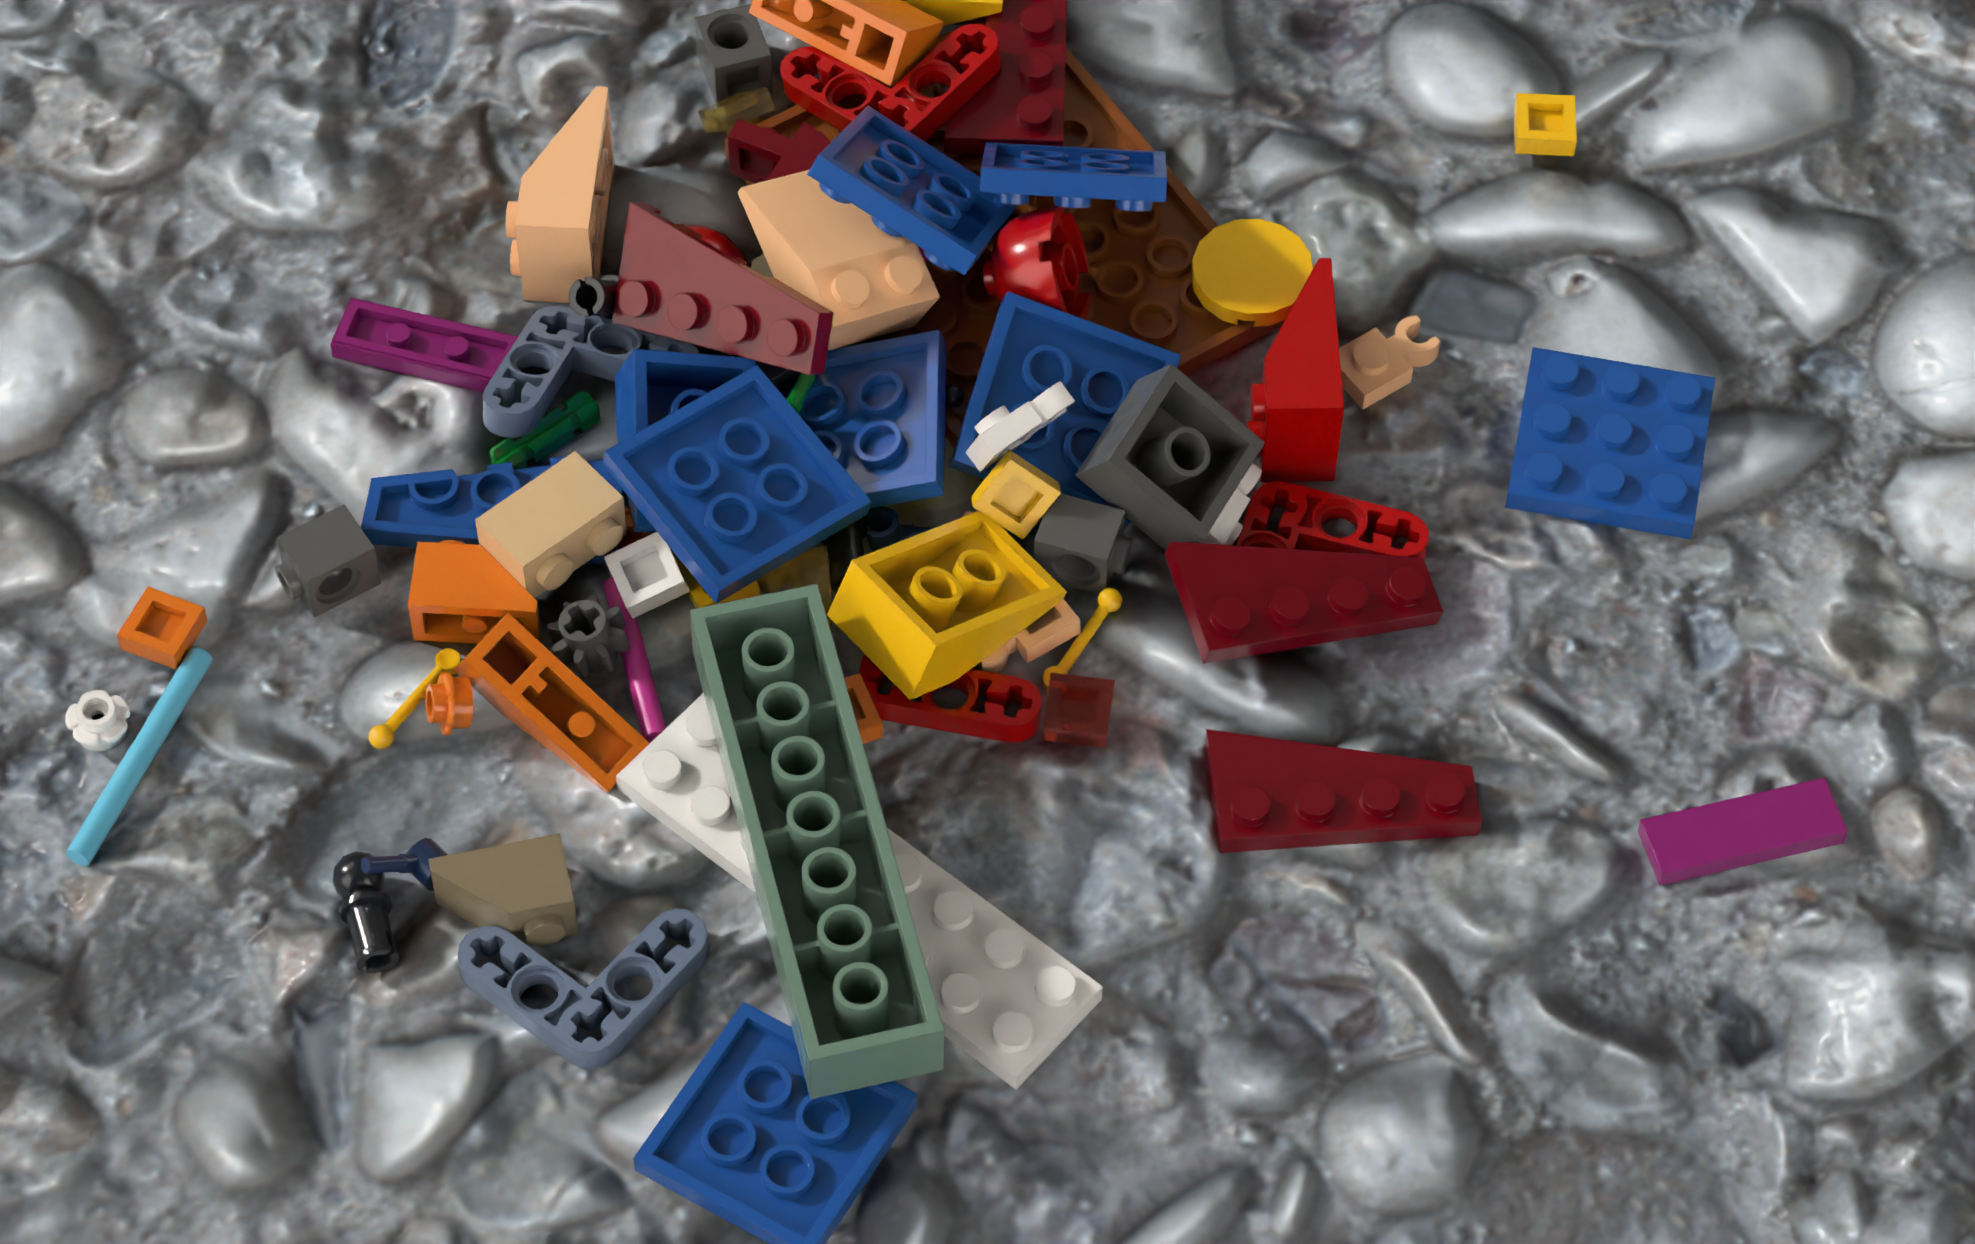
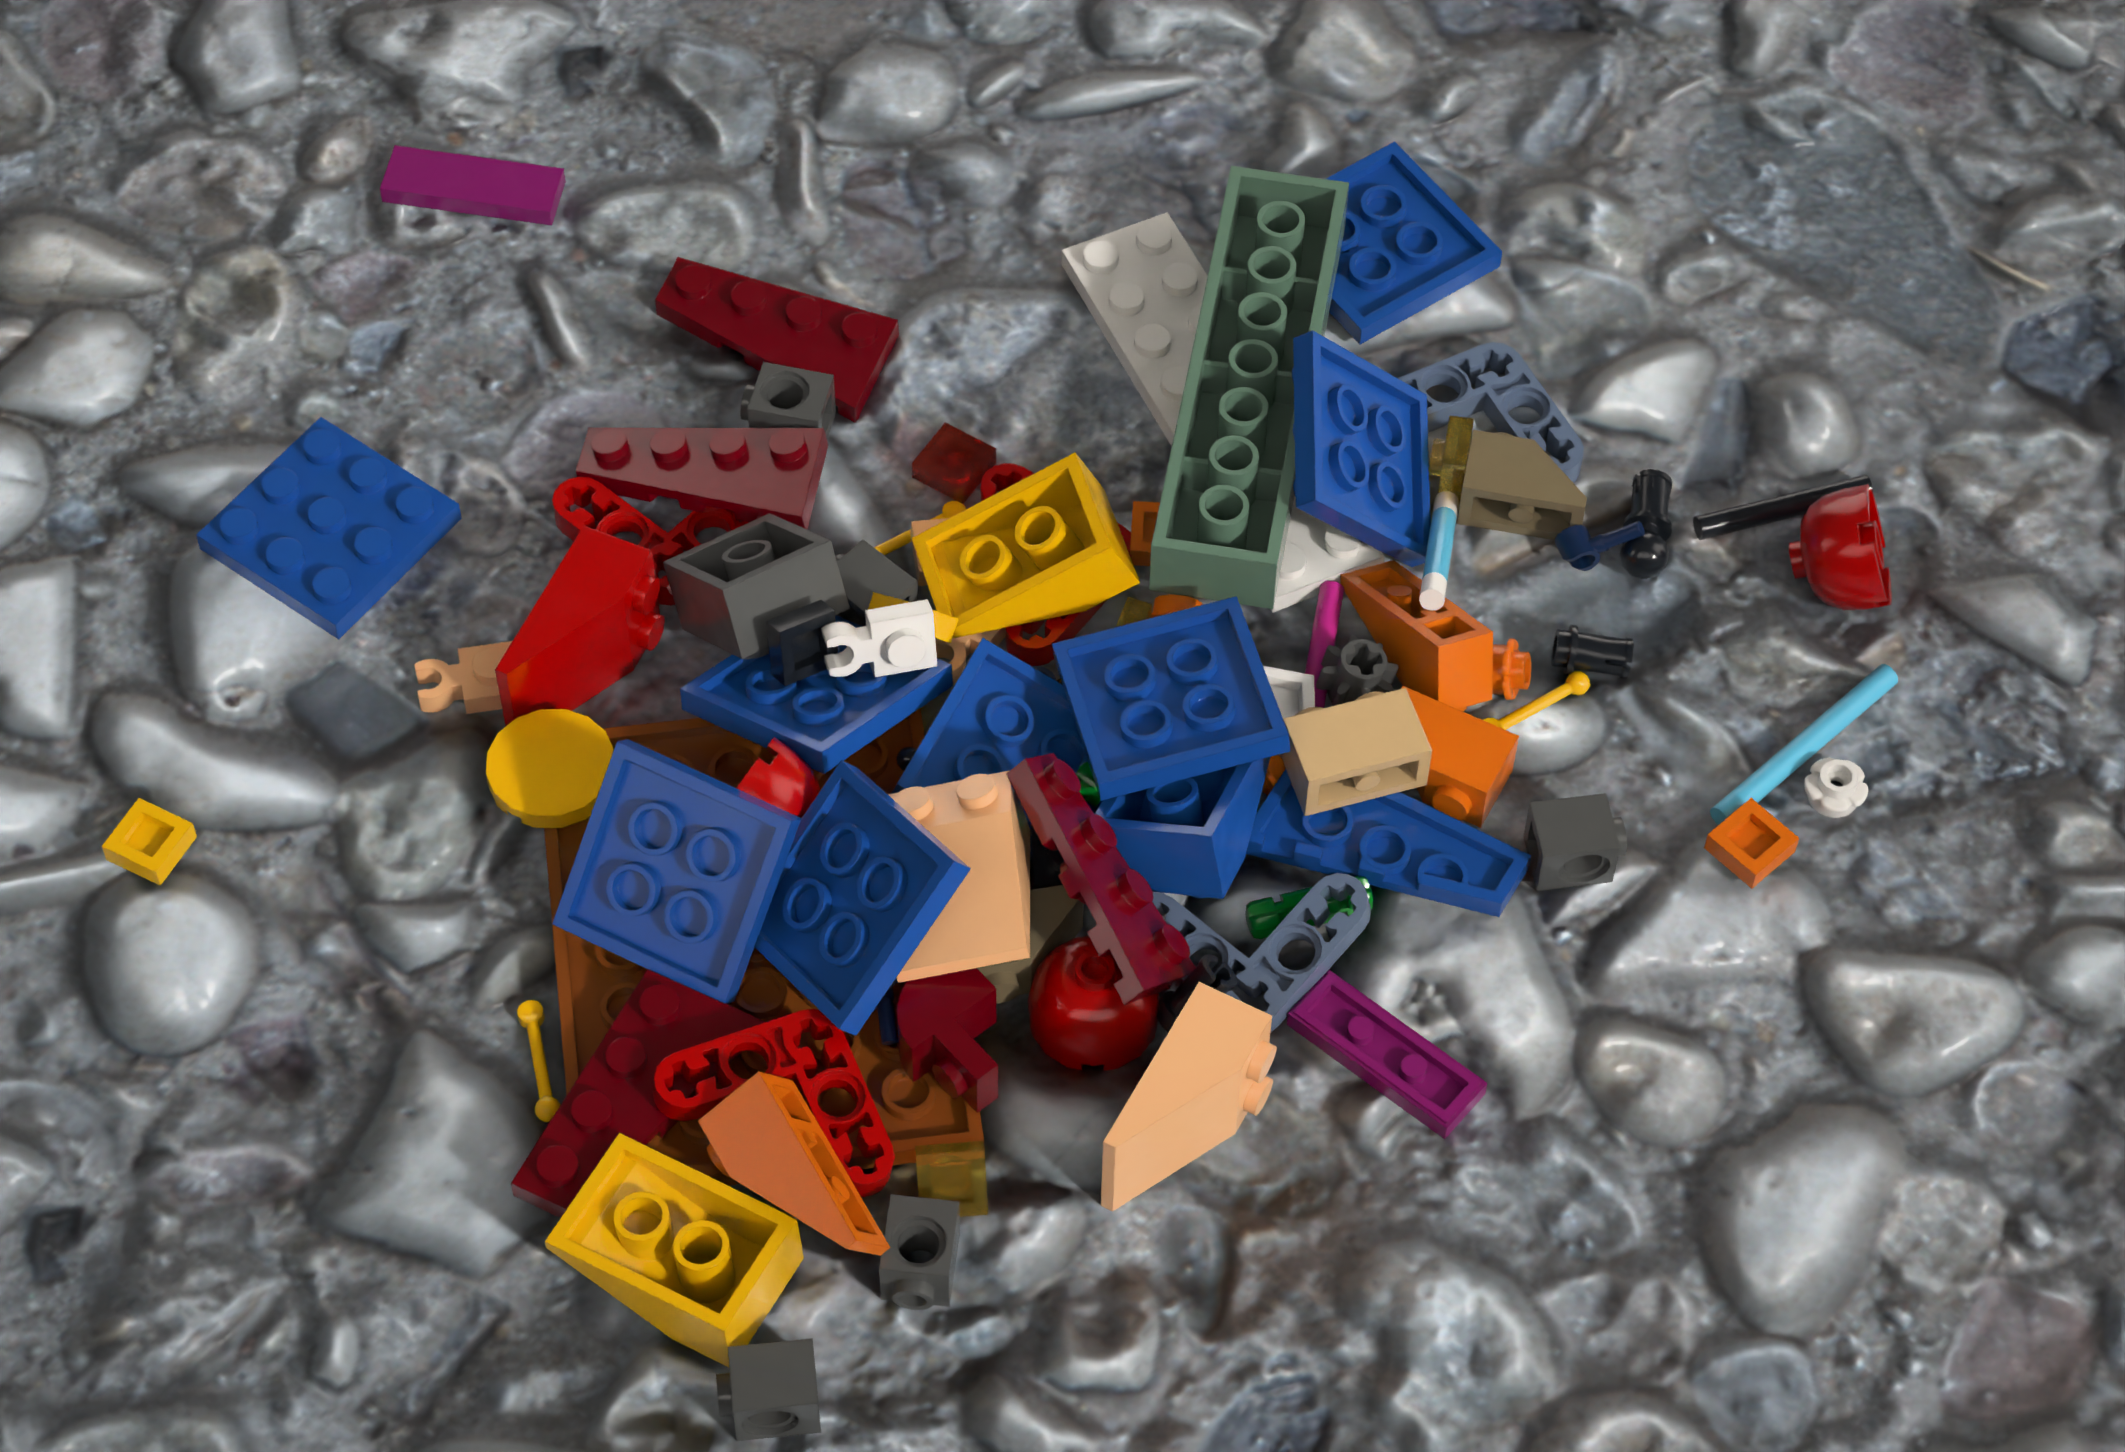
camera: 155 degrees left, 0 degrees up
(149, 933) = (1843, 551): none -> red cylinder
(234, 1000) = (1768, 510): none -> black bar
(375, 757) = (1591, 652): none -> black pin
(560, 778) = (1439, 551): none -> bar
(592, 898) = (1451, 455): none -> clear yellow plate
(668, 796) = (1360, 449): none -> blue plate
(1093, 407) = (798, 642): none -> black plate
(1150, 127) = (531, 1017): none -> yellow hinge
(1272, 671) = (789, 399): none -> dark grey brick

